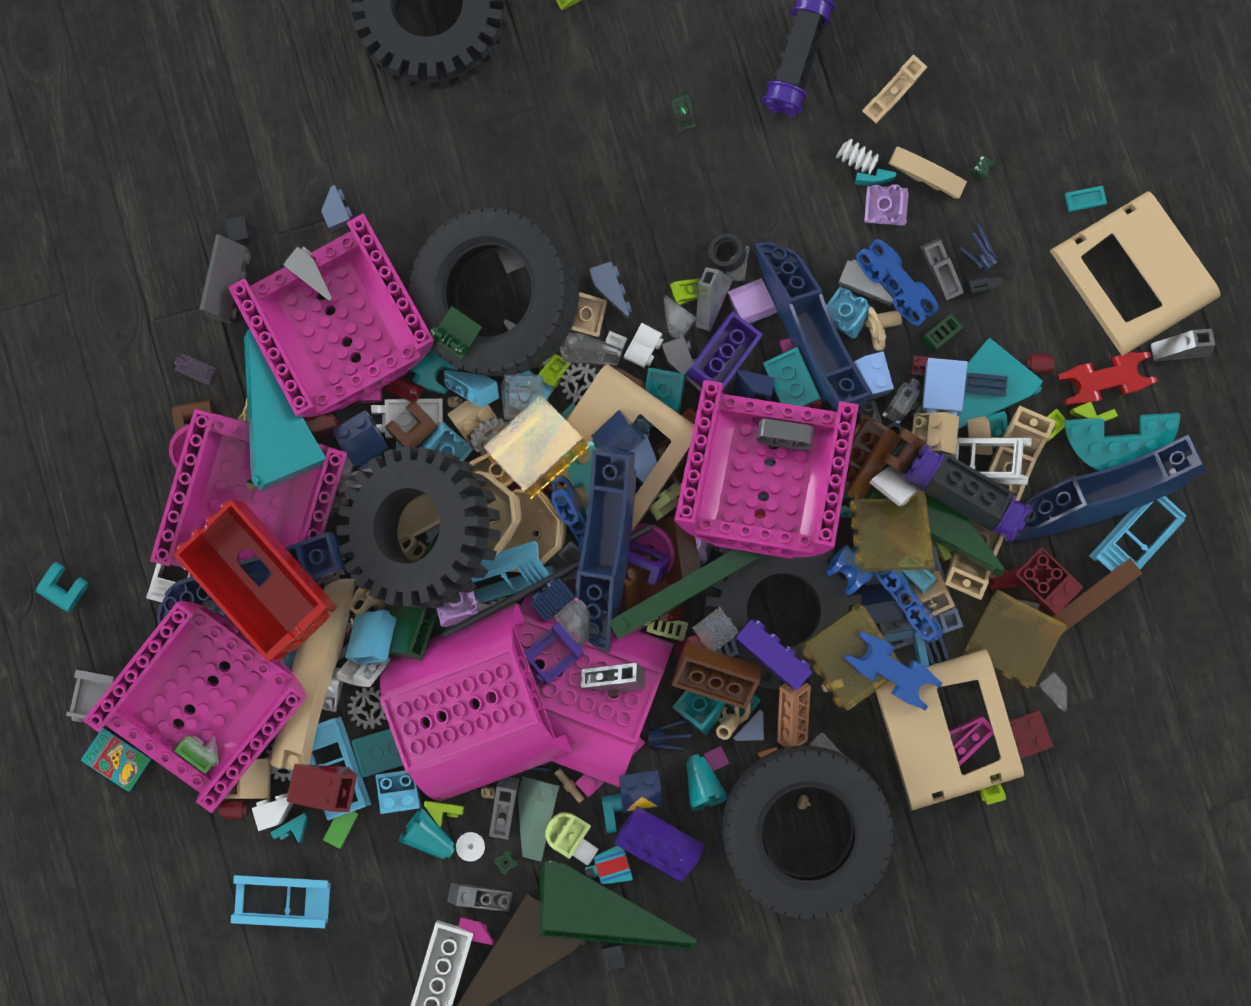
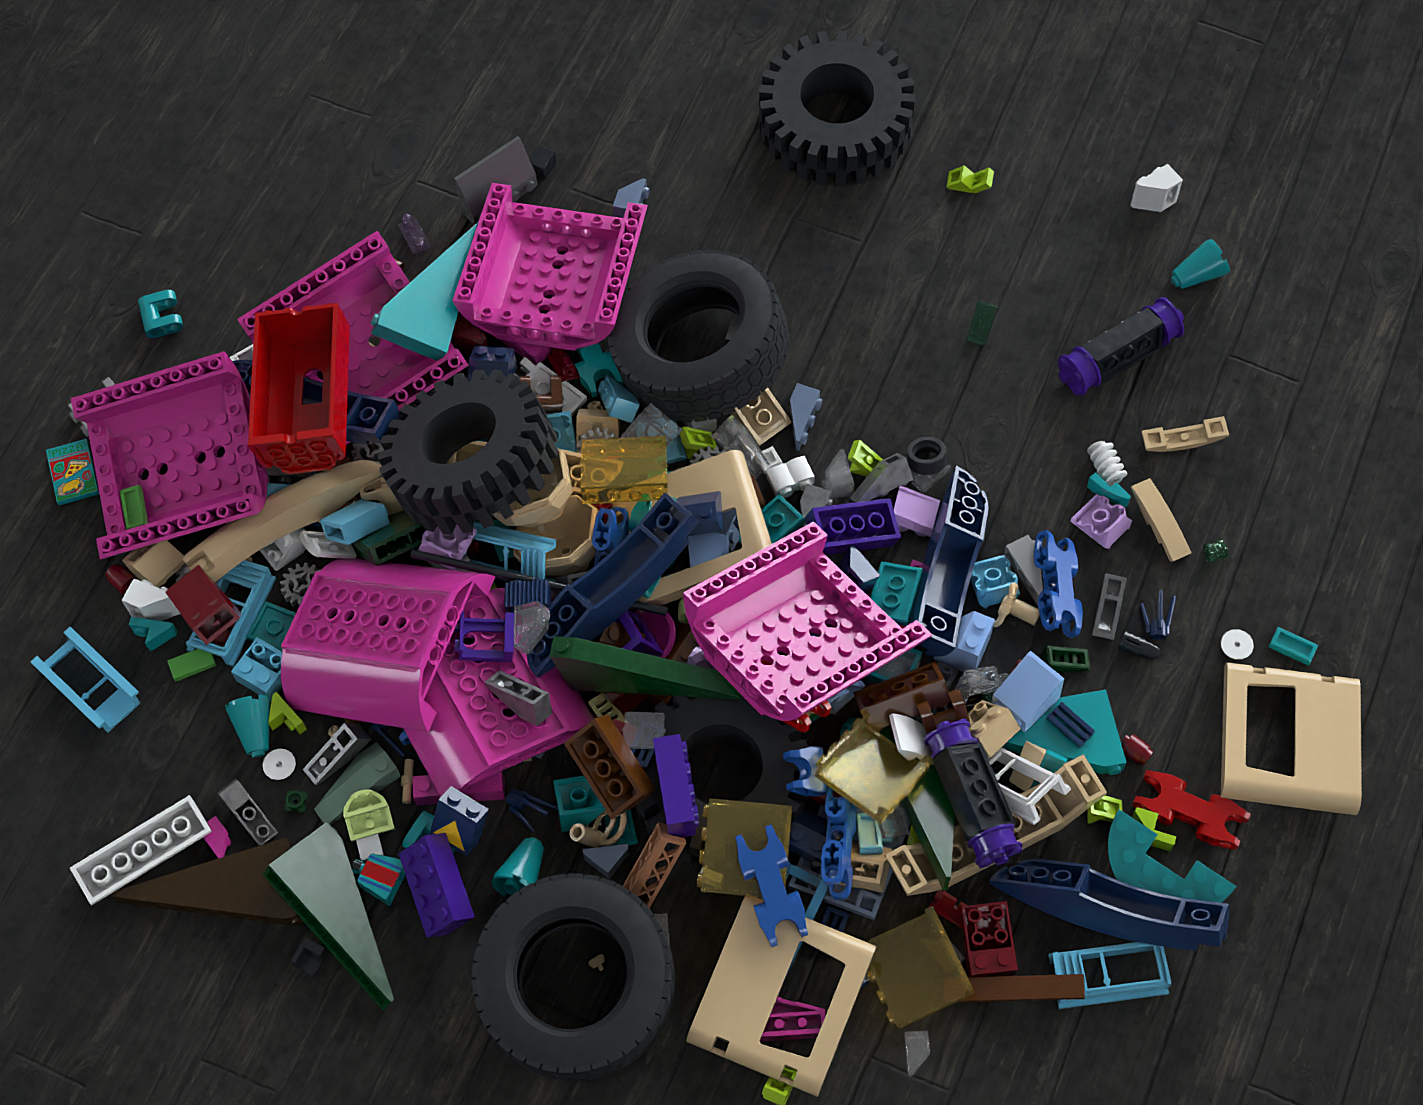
camera: 40 degrees right, 20 degrees down
(208, 753) = (142, 507): clear slope -> none
(305, 268) = (566, 217): light grey slope -> none
(456, 332) = (637, 333): dark green hinge -> none
(716, 758) = (553, 861): magenta tile -> none
(785, 434) = (847, 618): dark grey beam -> none
(1030, 734) = (856, 1070): dark red plate -> none
(1048, 228) = (1237, 644): none -> white piece
(1184, 346) = (1292, 835): flat silver slope -> none

